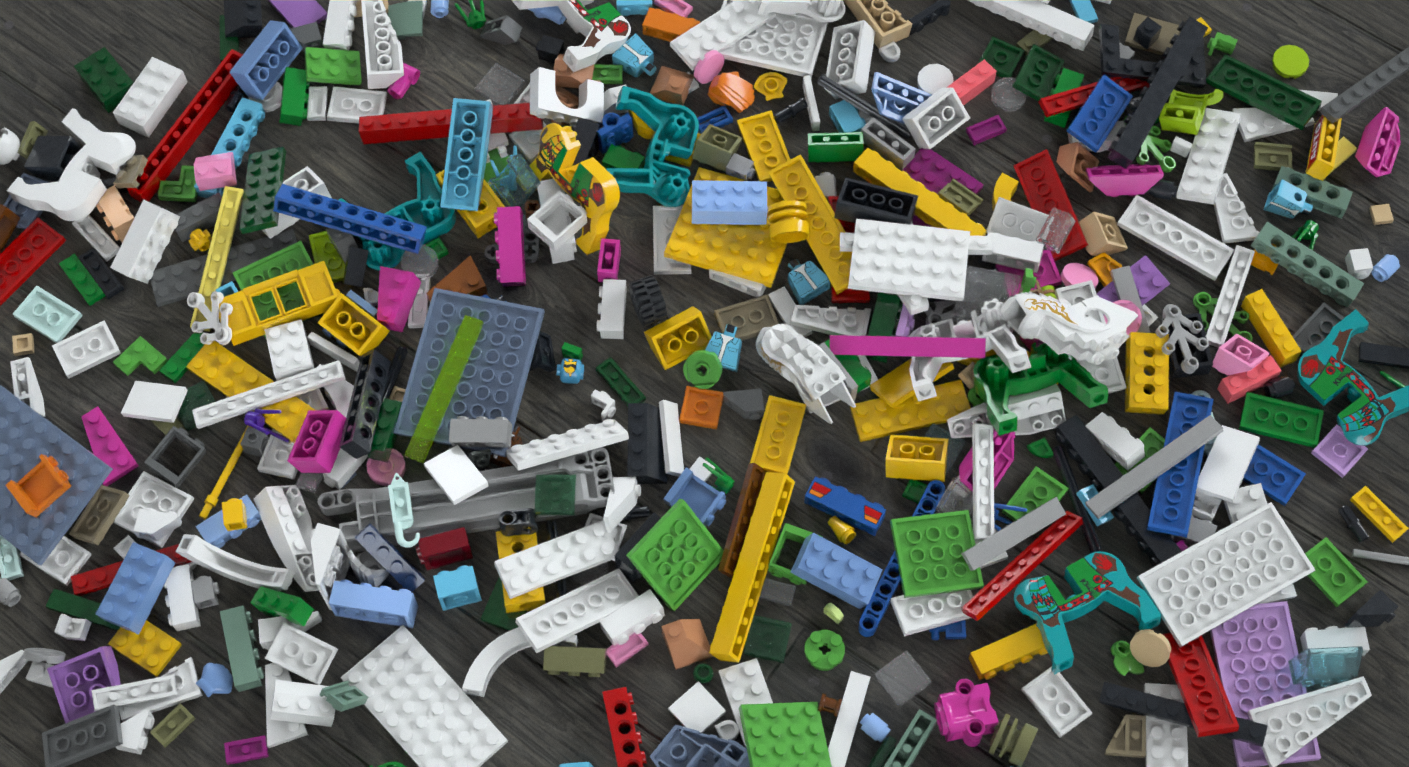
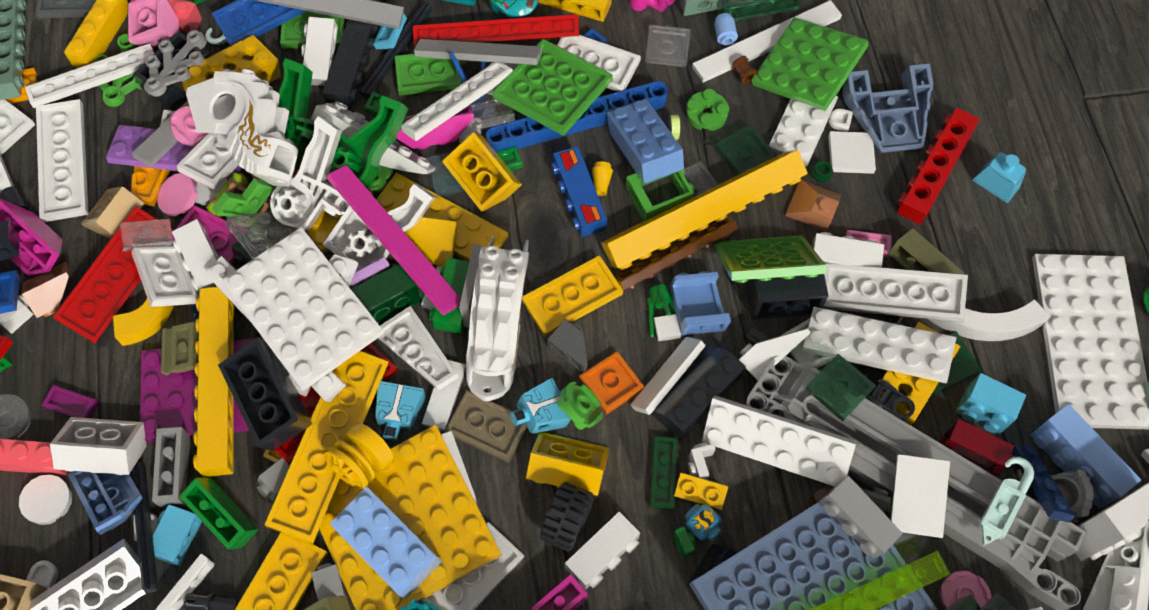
camera: 140 degrees left, 0 degrees up
(581, 390) = (701, 491): none -> yellow hinge

